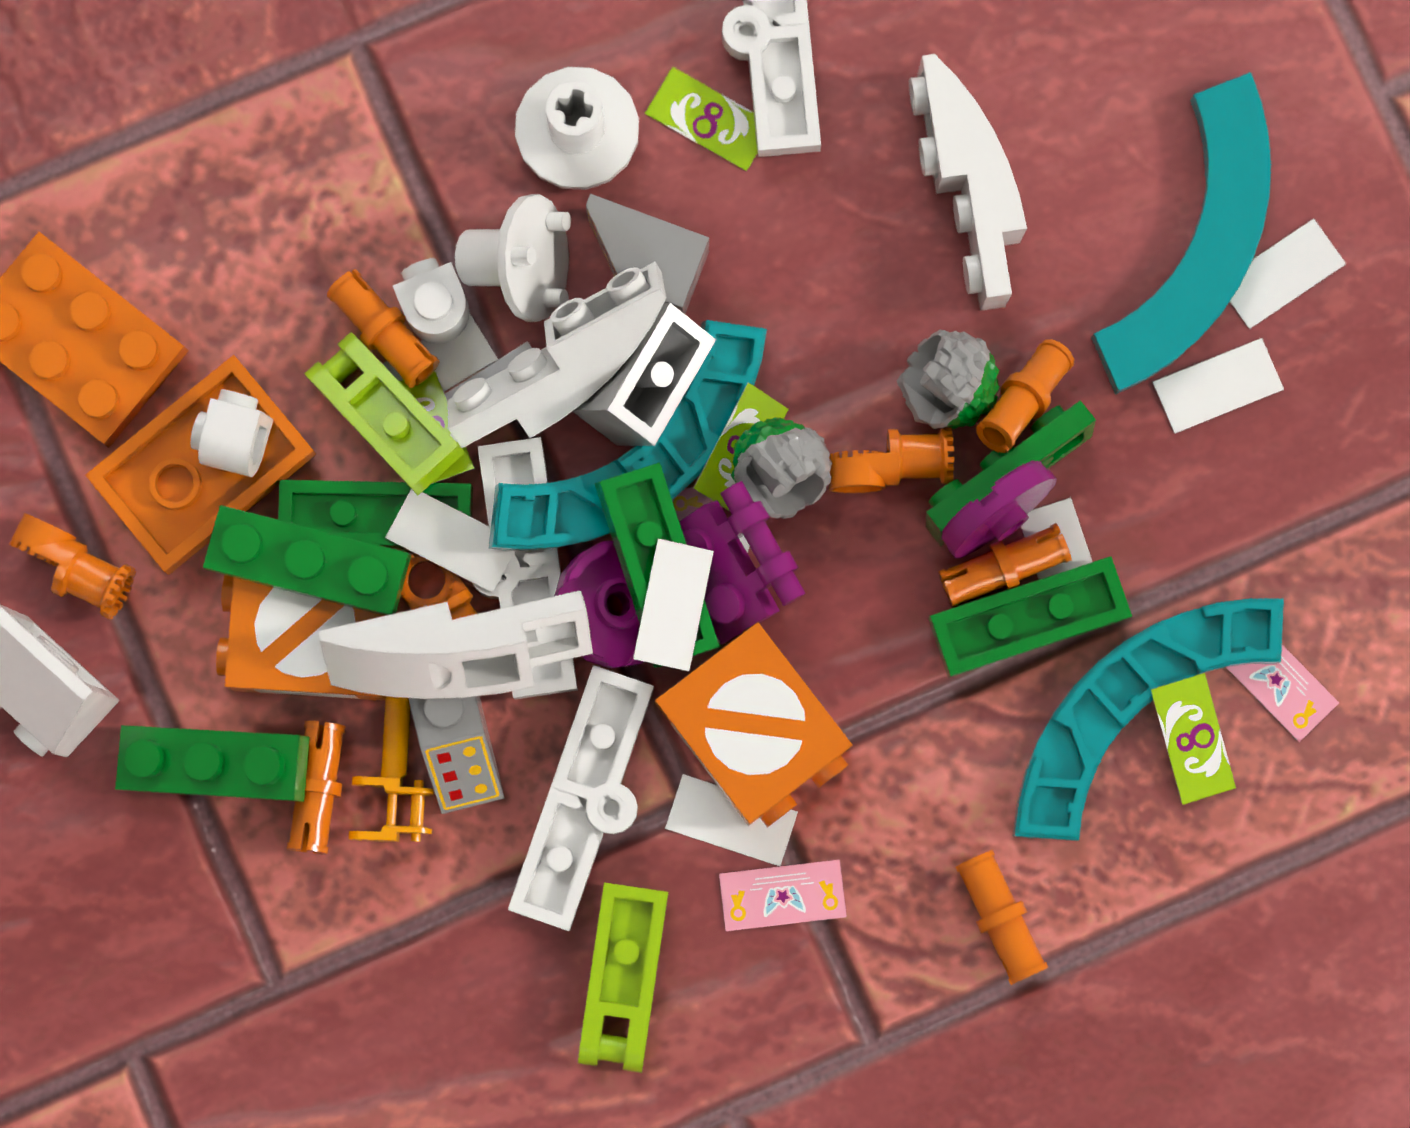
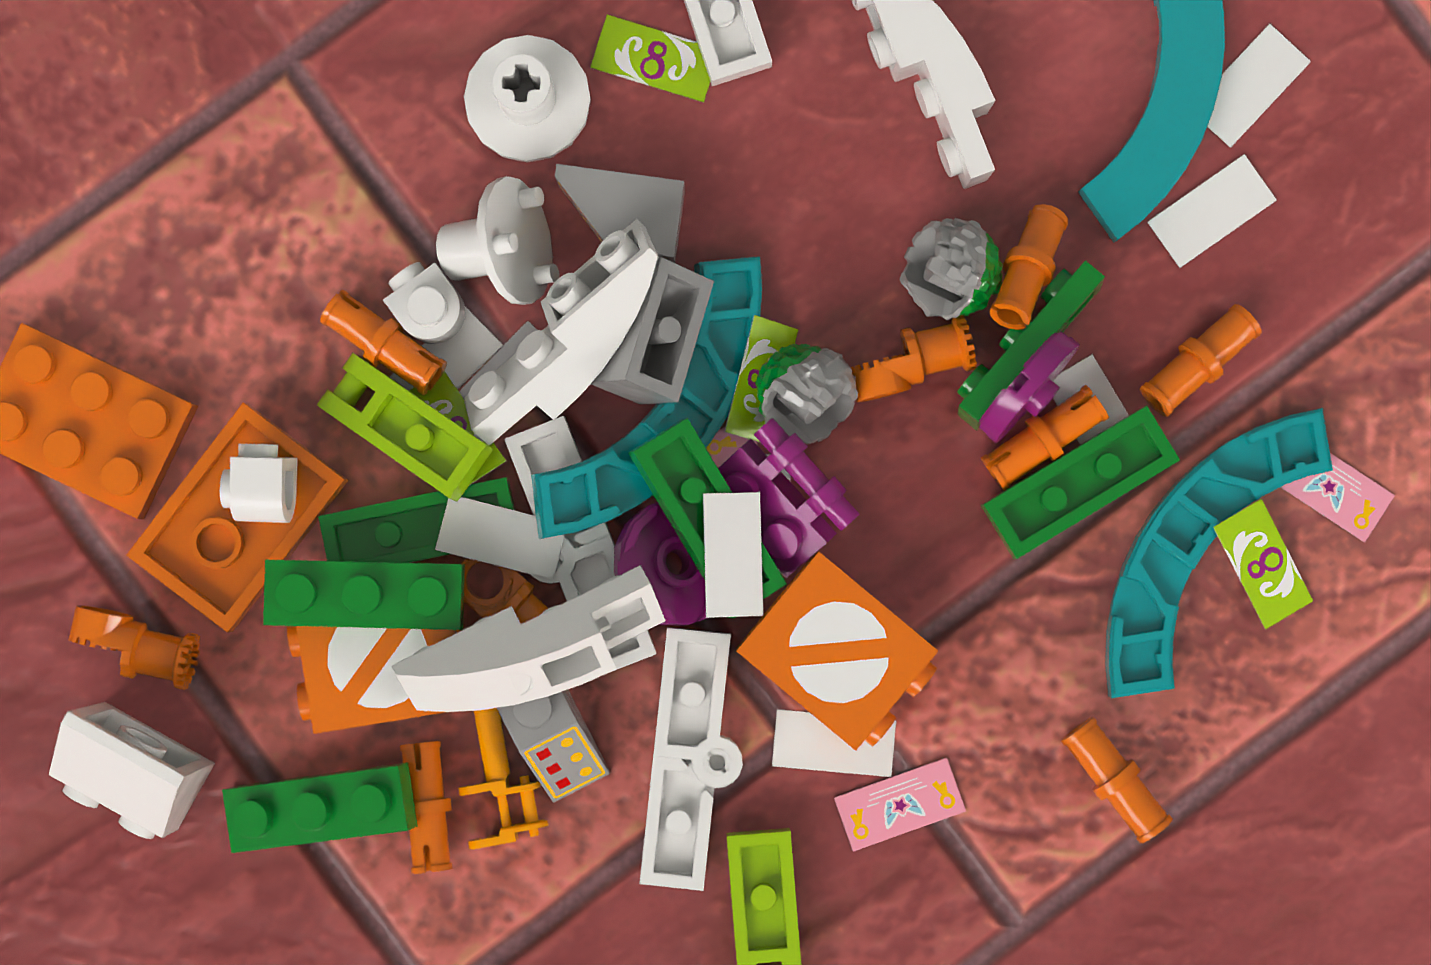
camera: 15 degrees left, 5 degrees up
(1174, 525) = (1201, 360): none -> orange pin

